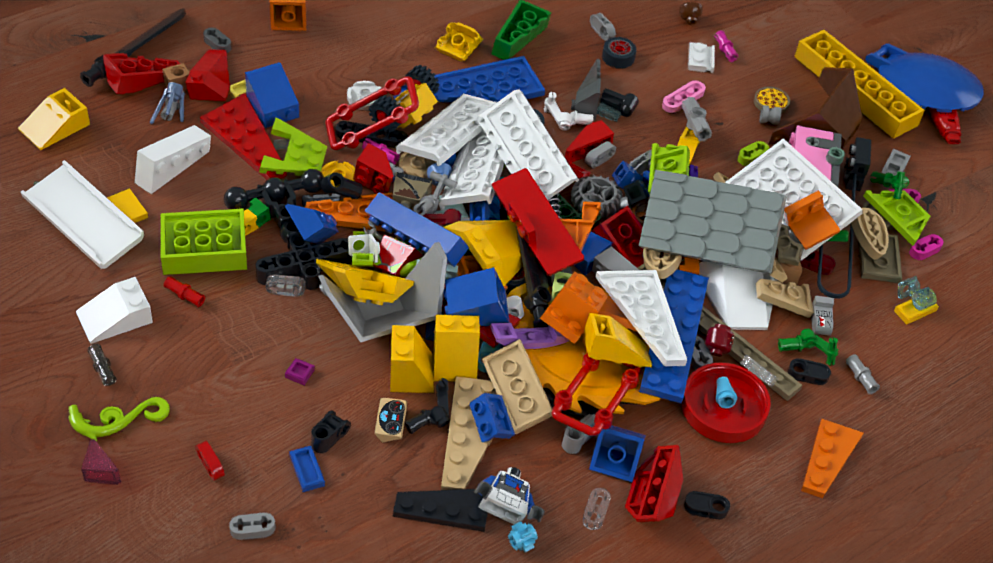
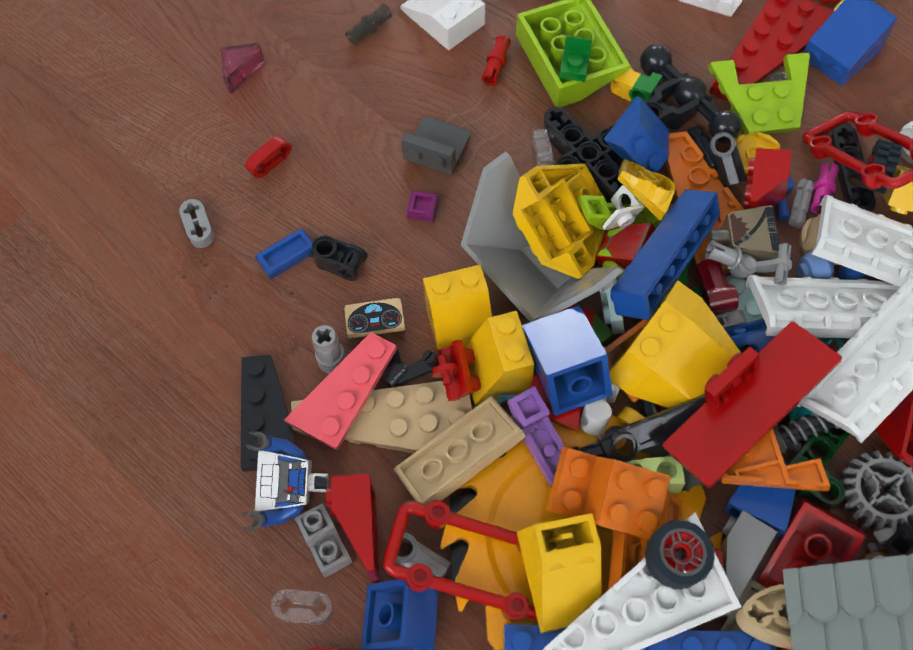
camera: 85 degrees right, 15 degrees up
(81, 425) = (306, 65): lime plant -> none
(221, 232) = (575, 58): none -> green slope
(250, 347) = (435, 145): none -> dark grey bracket
(357, 225) = (649, 187): none -> yellow slope
(412, 447) = (327, 348): none -> light grey axle
(456, 450) = (339, 398): none -> coral wing
(457, 372) = (454, 371): none -> red hips
(491, 417) = (400, 434): blue bracket -> none
(522, 536) = (228, 516): medium azure gear -> none
(552, 488) = (323, 540): none -> light grey slope
(554, 453) = (354, 505): none -> red slope
(623, 281) = (695, 561): none -> wheel

